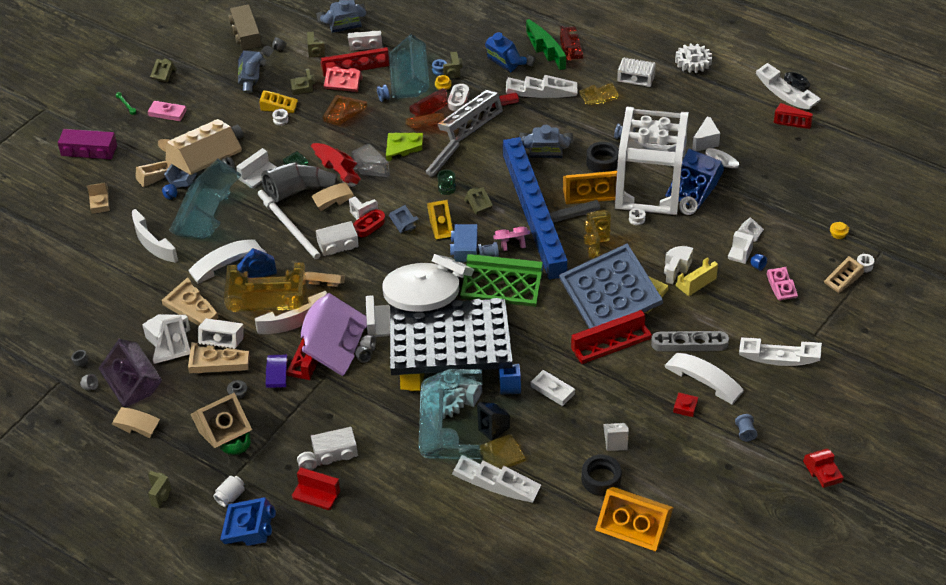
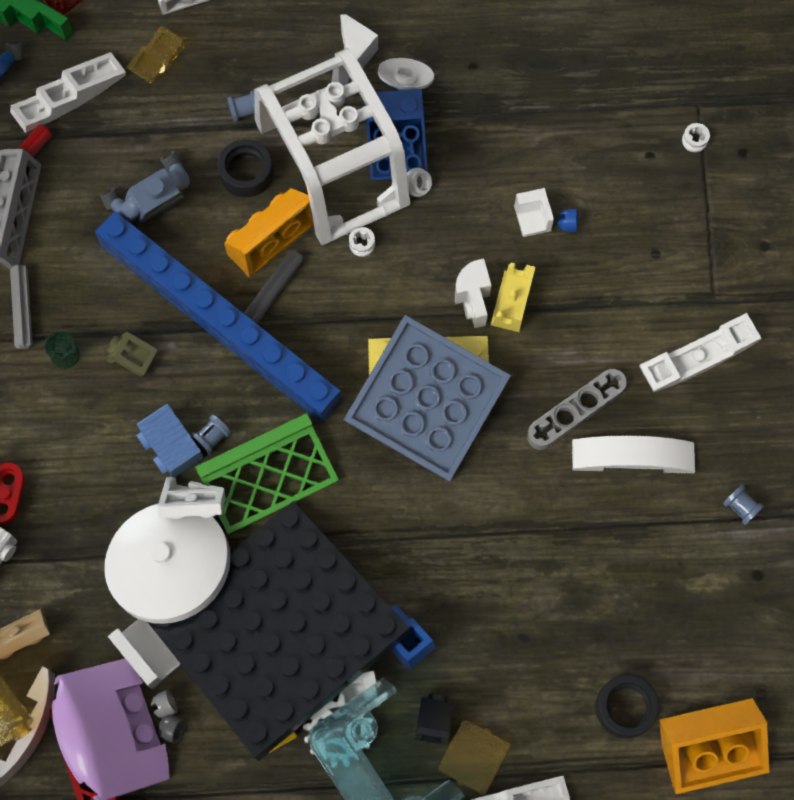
camera: 40 degrees left, 25 degrees up
(403, 219) = (52, 456): sand blue bracket -> none
(440, 219) = (102, 421): yellow slope -> none
(504, 236) = (225, 388): bright pink plate -> none
(552, 387) = (465, 608): white plate -> none
(597, 231) = (334, 309): clear yellow bracket -> none
(607, 334) = (468, 467): red fence -> none
(616, 436) = (596, 626): white slope -> none
(685, 404) = (643, 516): red plate -> none
(752, 228) = (519, 172): white slope -> none
(781, 283) = (620, 239): bright pink slope -> none
(839, 230) = (629, 102): yellow plate -> none
(848, 263) = (692, 153): tan slope -> none

